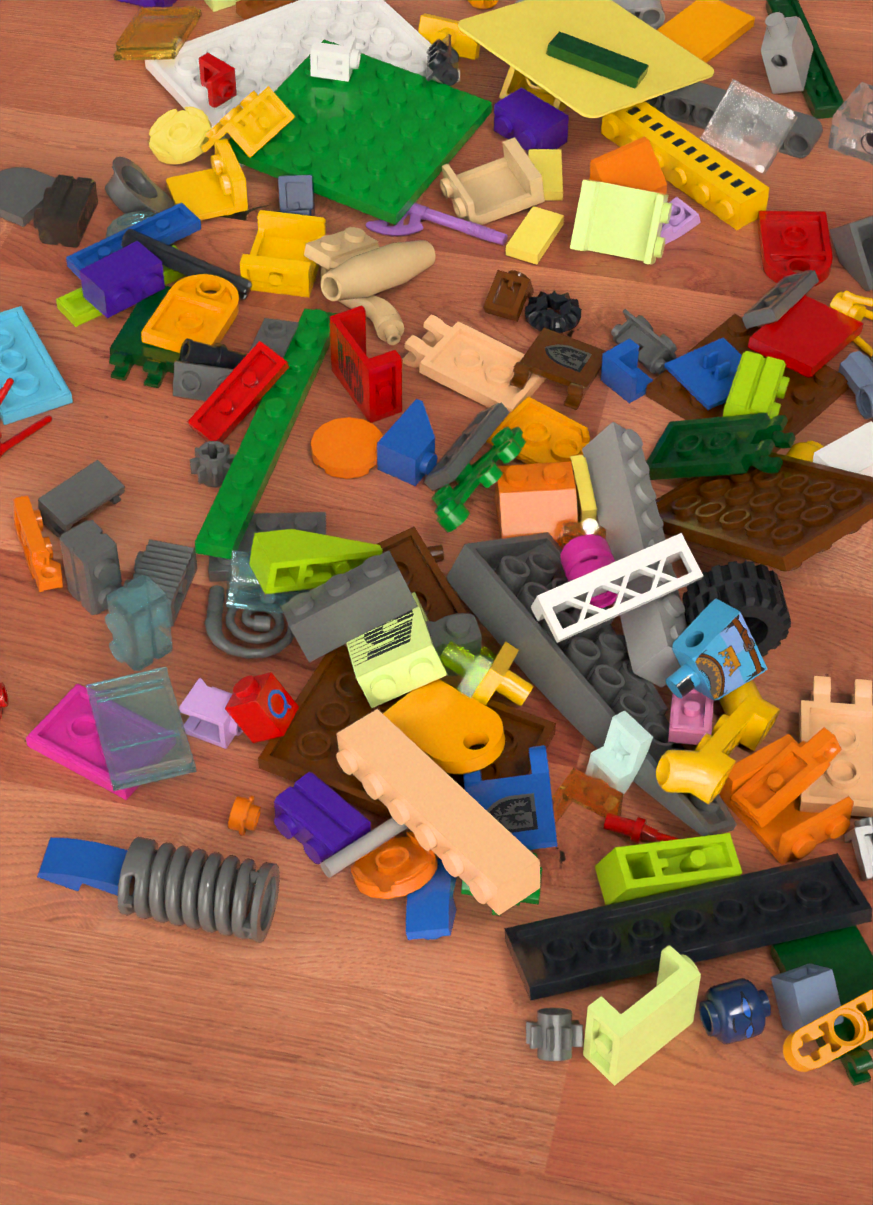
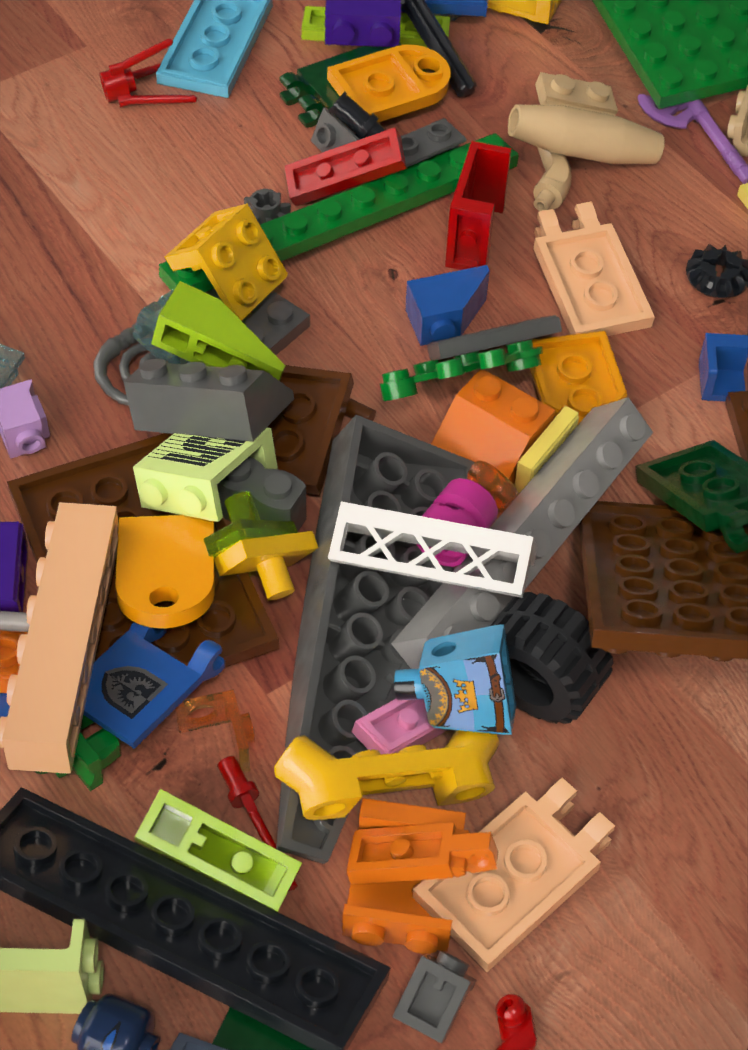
camera: 40 degrees right, 5 degrees up
(35, 547) = (55, 188): orange hinge -> none
(79, 497) = (129, 171): dark grey hinge -> none
(90, 565) = (60, 231): dark grey brick -> none
(139, 623) = (39, 301): clear light blue brick -> none
(170, 568) = (110, 283): dark grey brick -> none
(240, 491) = (234, 258): none -> yellow bracket
(261, 707) = (46, 438): red brick -> none
(278, 254) = (515, 77): yellow panel -> none
(297, 194) = (592, 35): bracket -> none
(346, 447) = (387, 267): orange tile -> none
(508, 294) = (690, 228): reddish brown bracket -> none
(561, 361) = (669, 315): reddish brown flag -> none
(621, 754) = (283, 711): light aqua slope -> none

